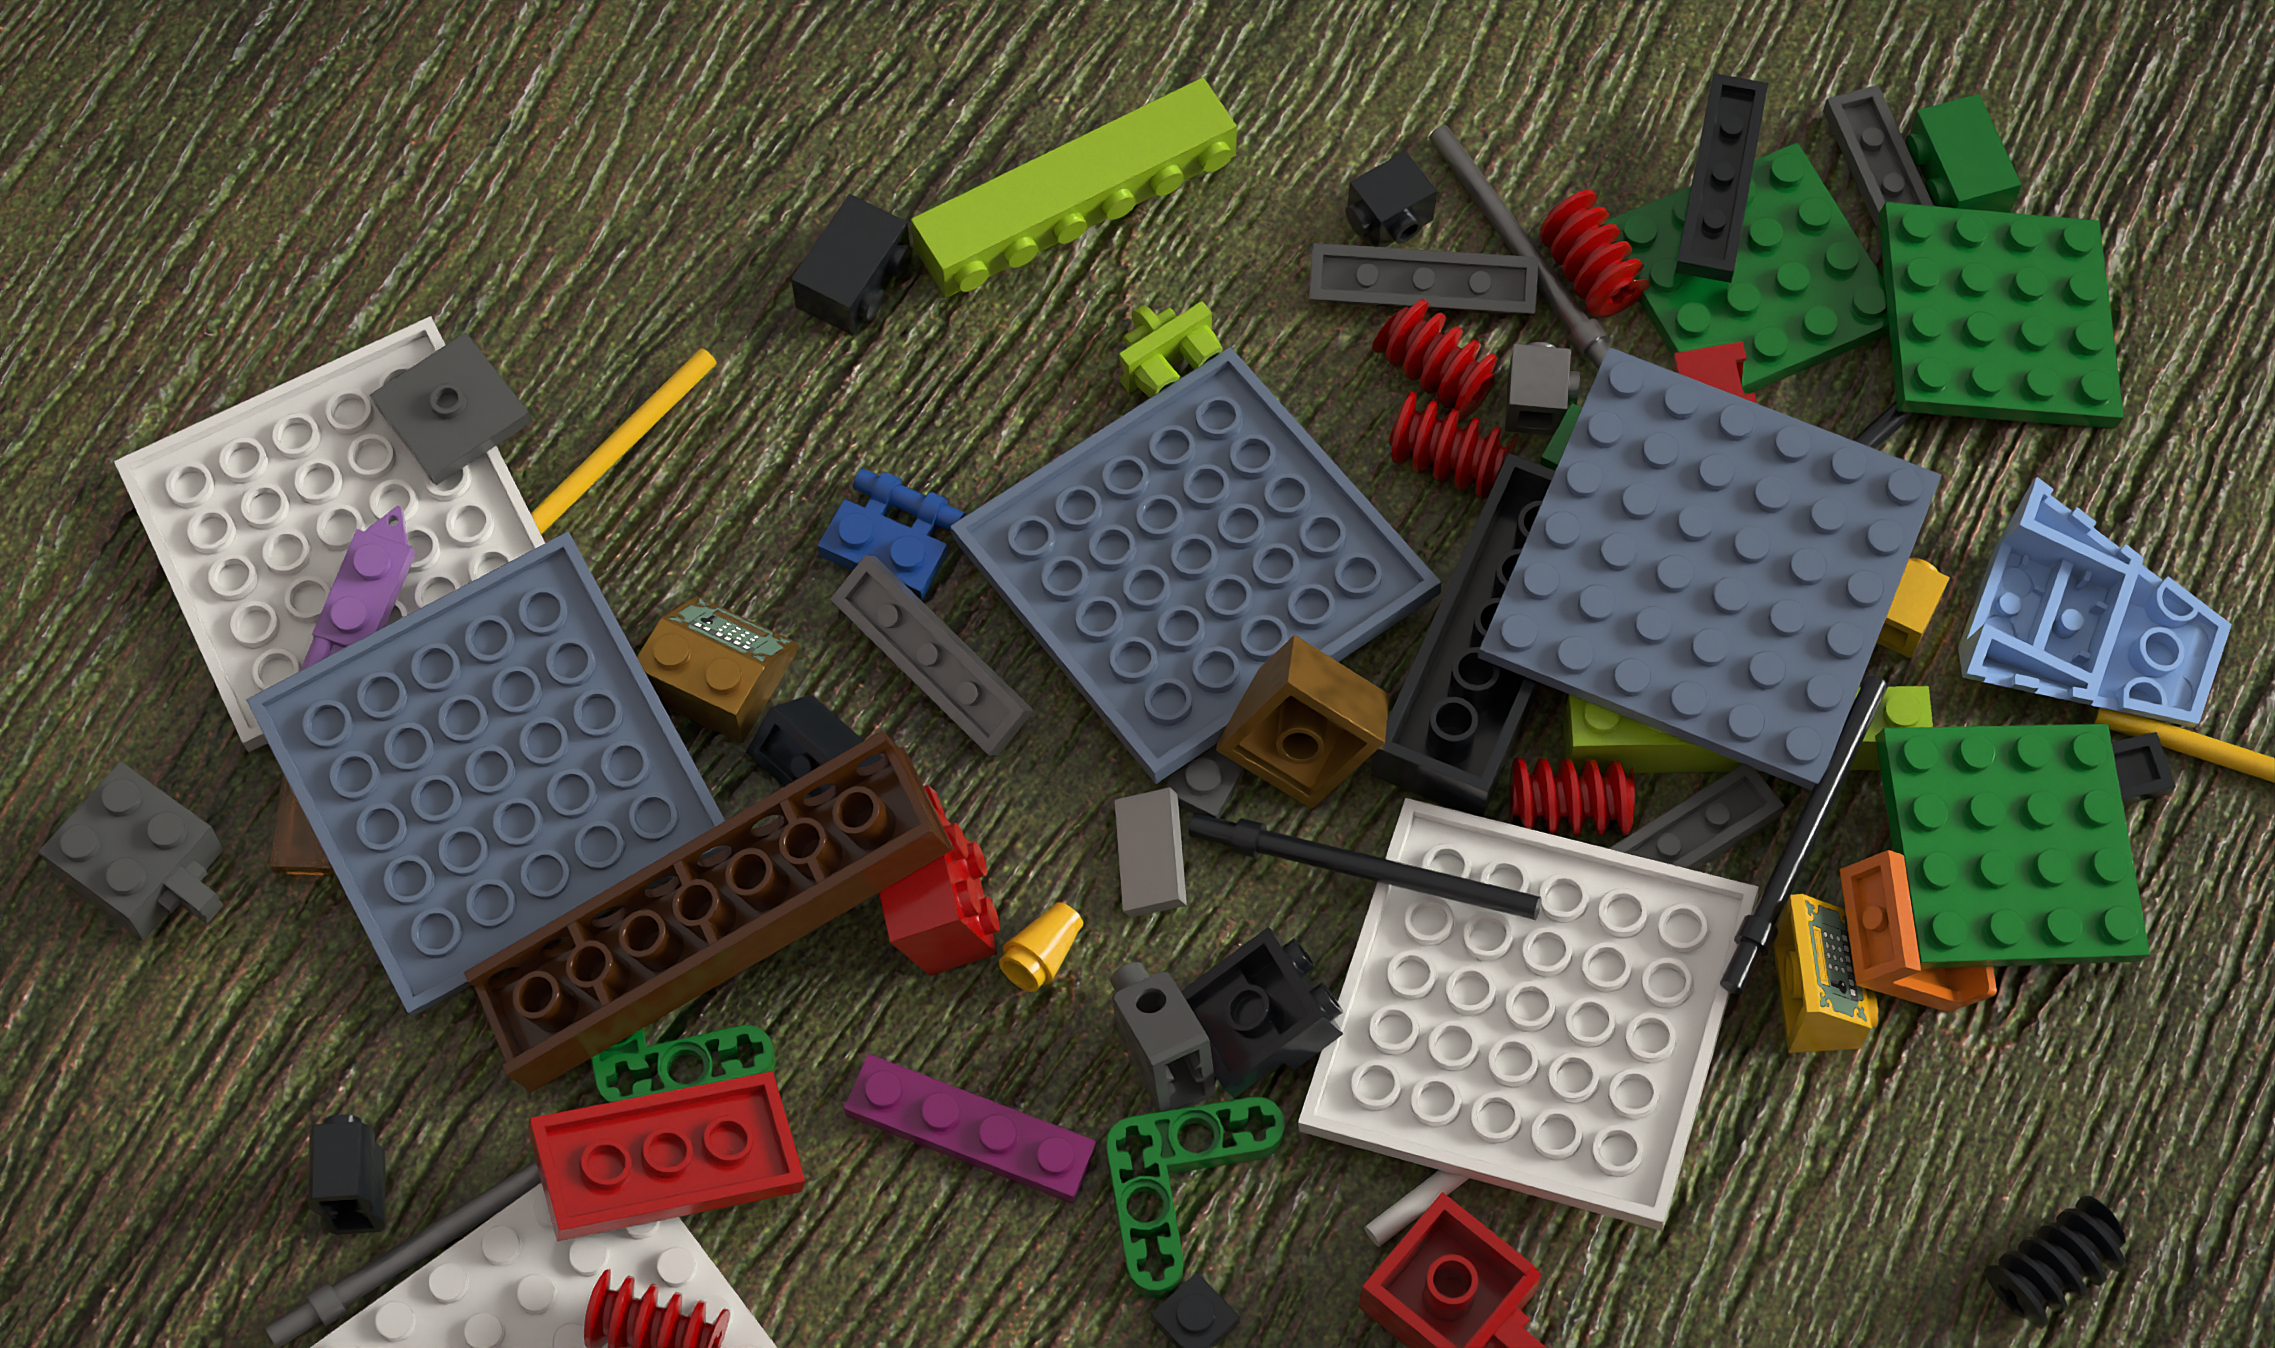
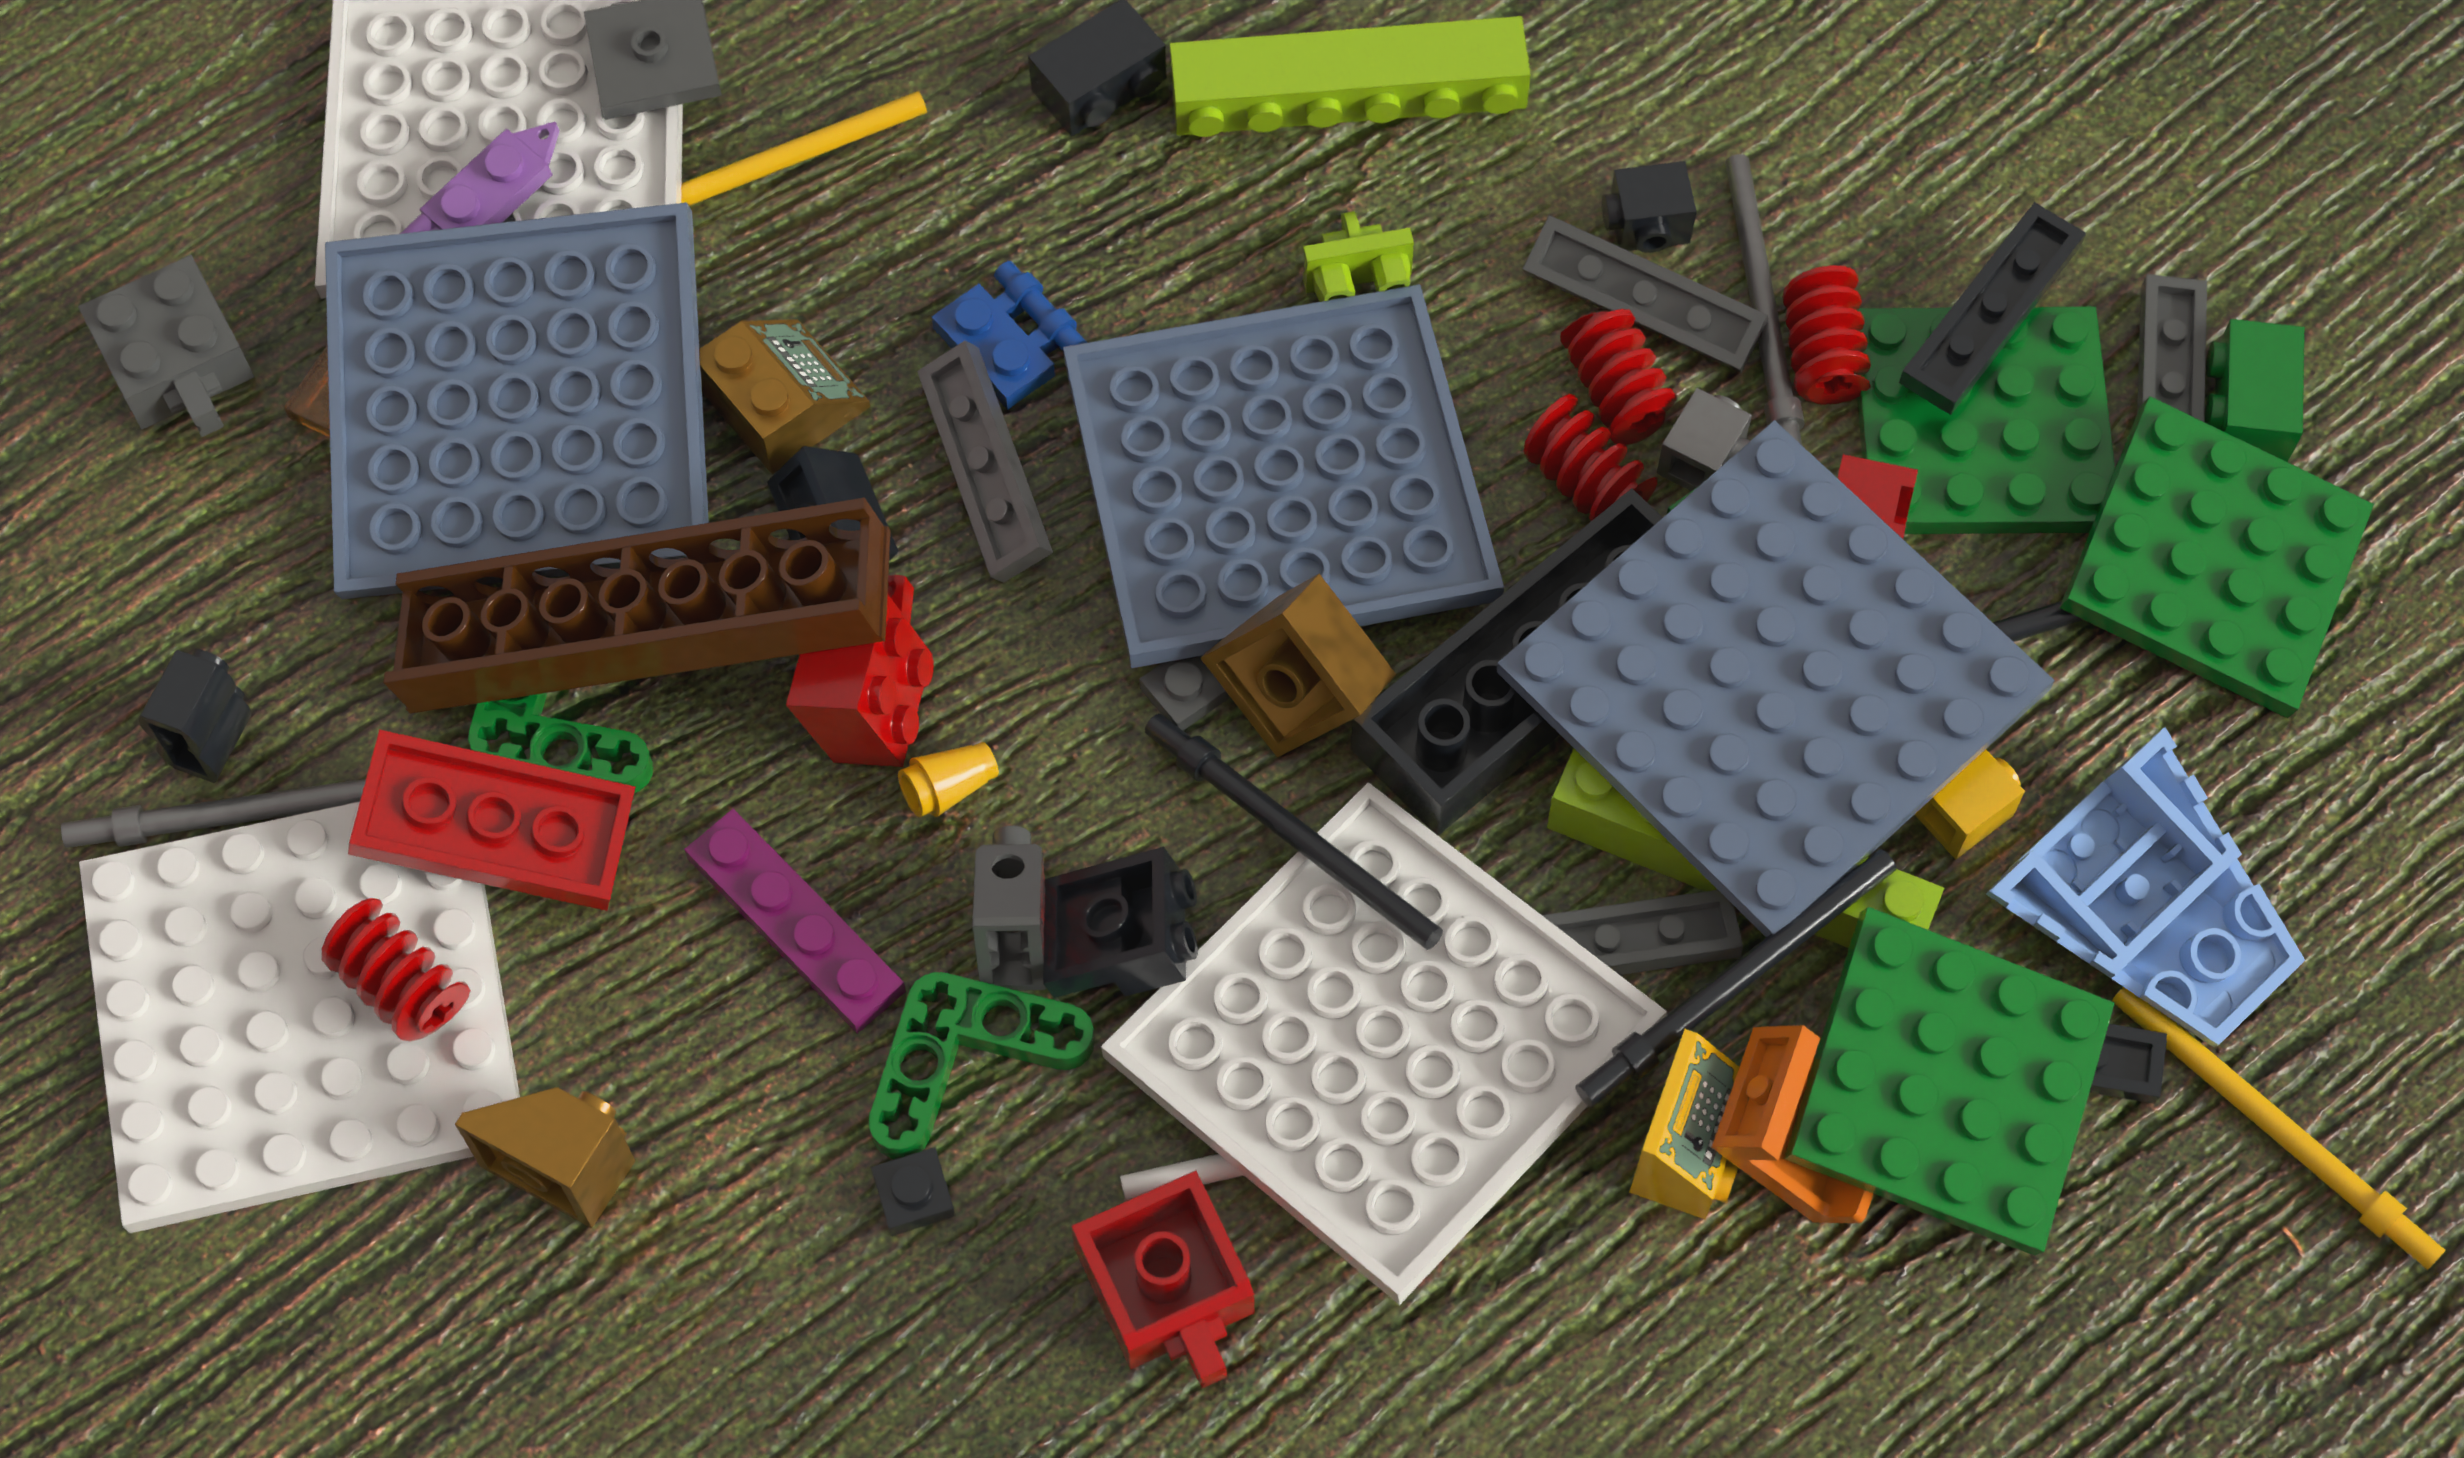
camera: 25 degrees right, 0 degrees up
(1150, 852) = (1096, 732): light grey tile -> none
(1572, 795) = (1533, 850): red piece -> none

